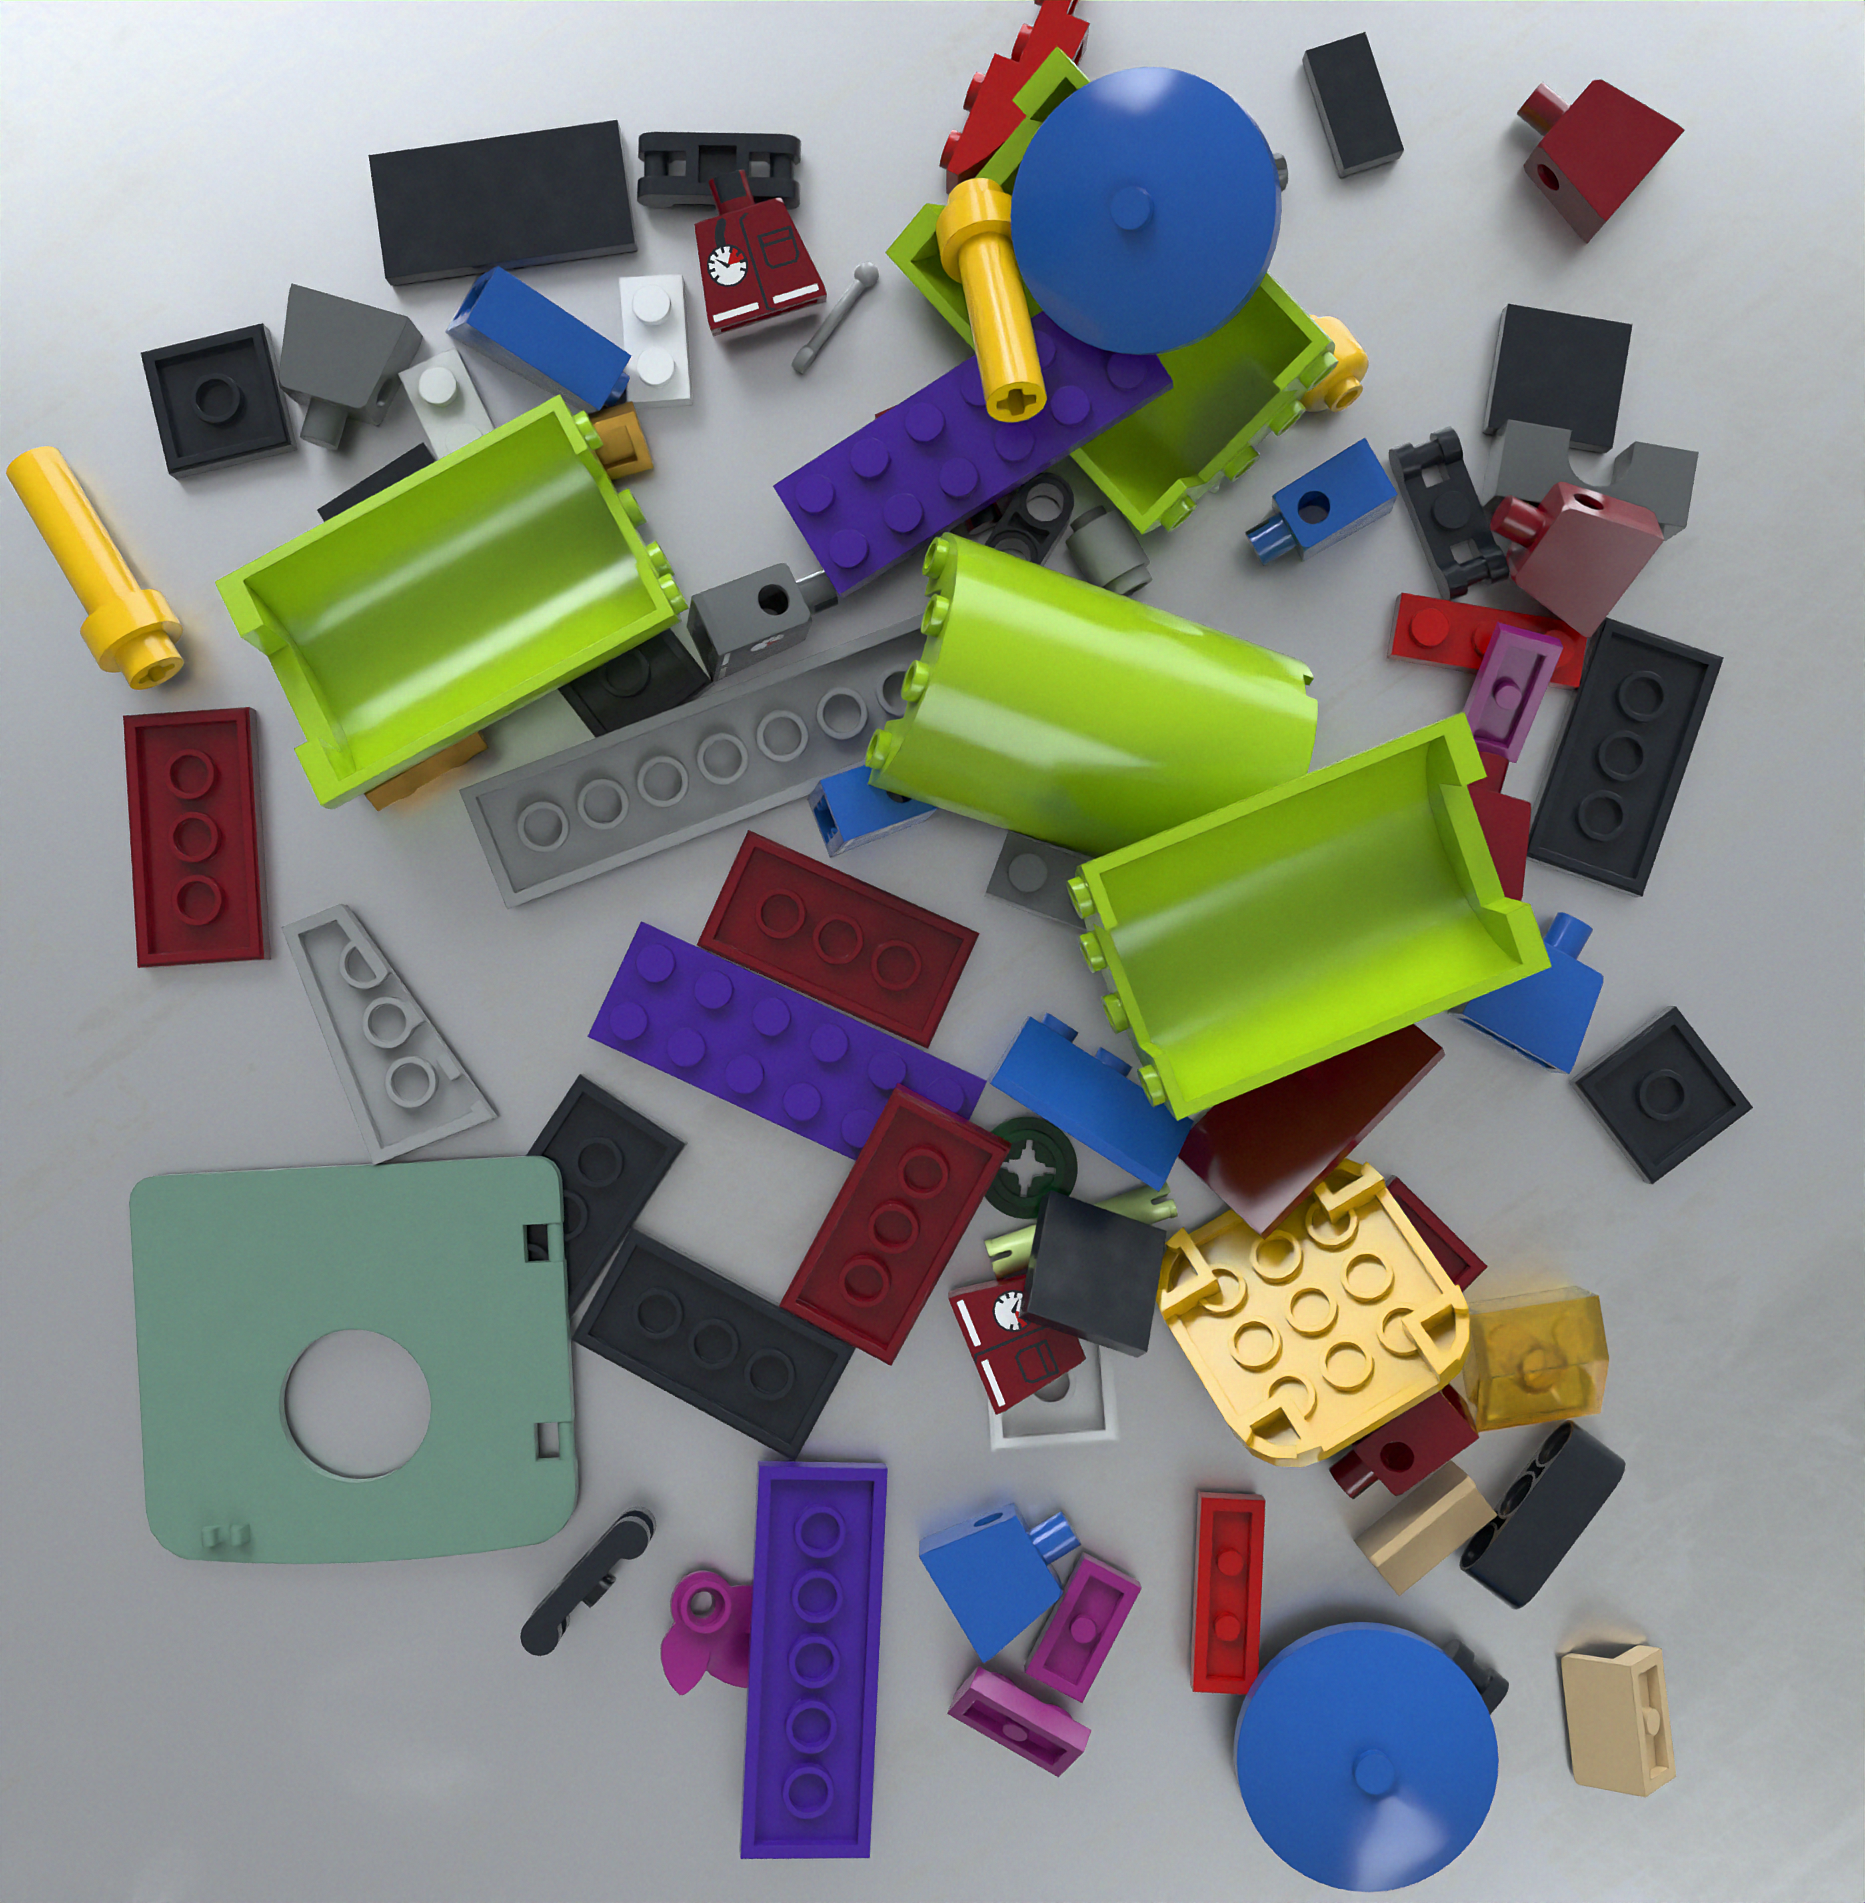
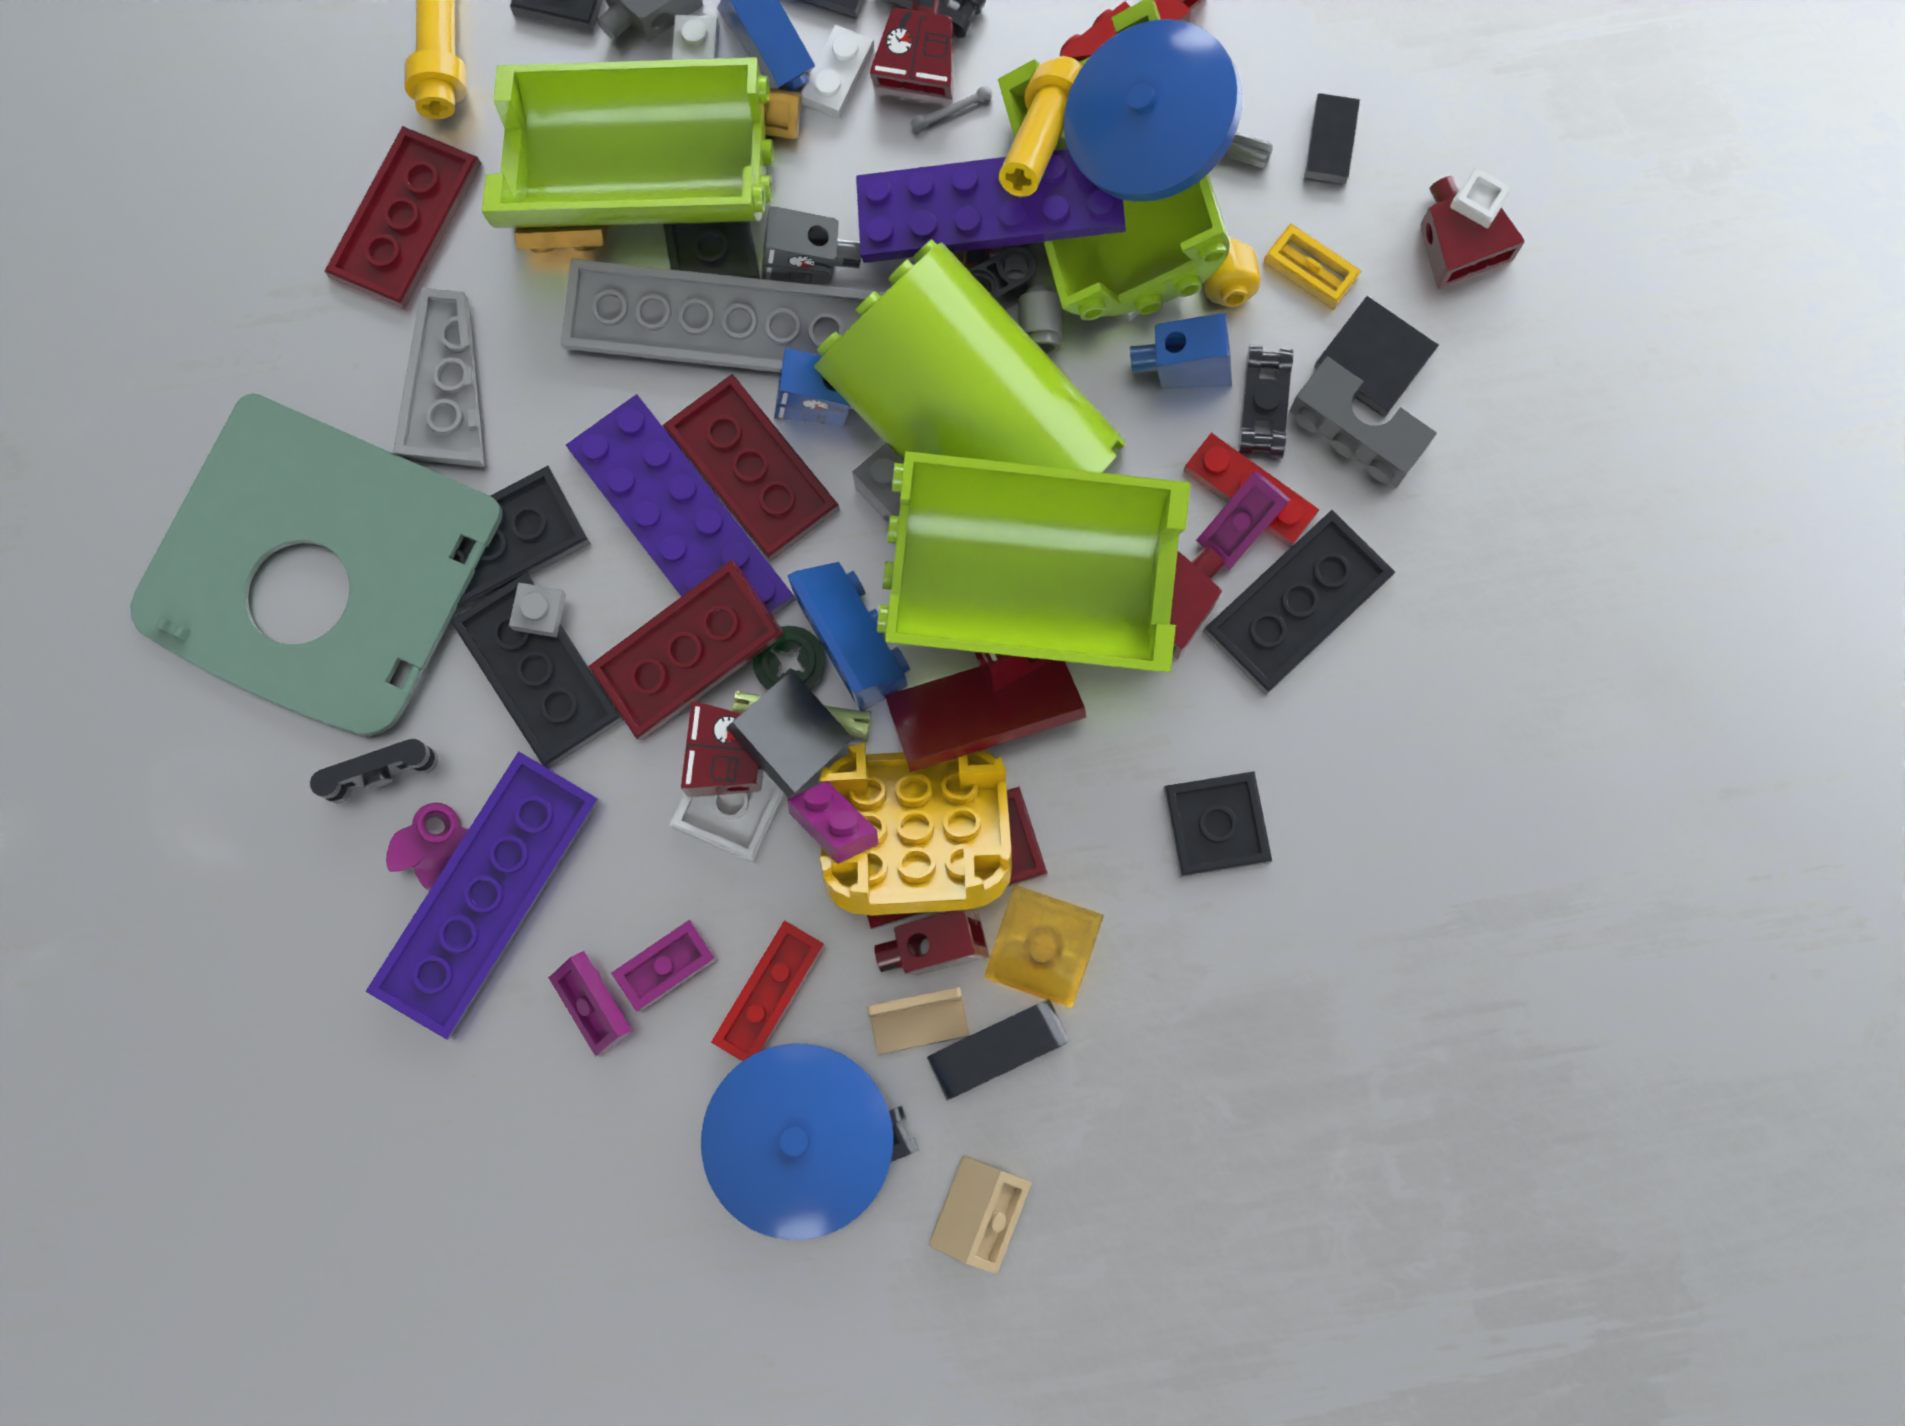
camera: 25 degrees right, 10 degrees down
(677, 1272) = (537, 609): none -> light grey plate
(998, 1572) = (629, 901): blue torso -> none
(1214, 1364) = (832, 822): none -> magenta plate
(1411, 320) = (1304, 279): none -> yellow tile
(1545, 1012) = (1165, 715): blue torso -> none
(1577, 550) = (1327, 451): dark red torso -> none
(1603, 97) = (1481, 197): none -> white tile

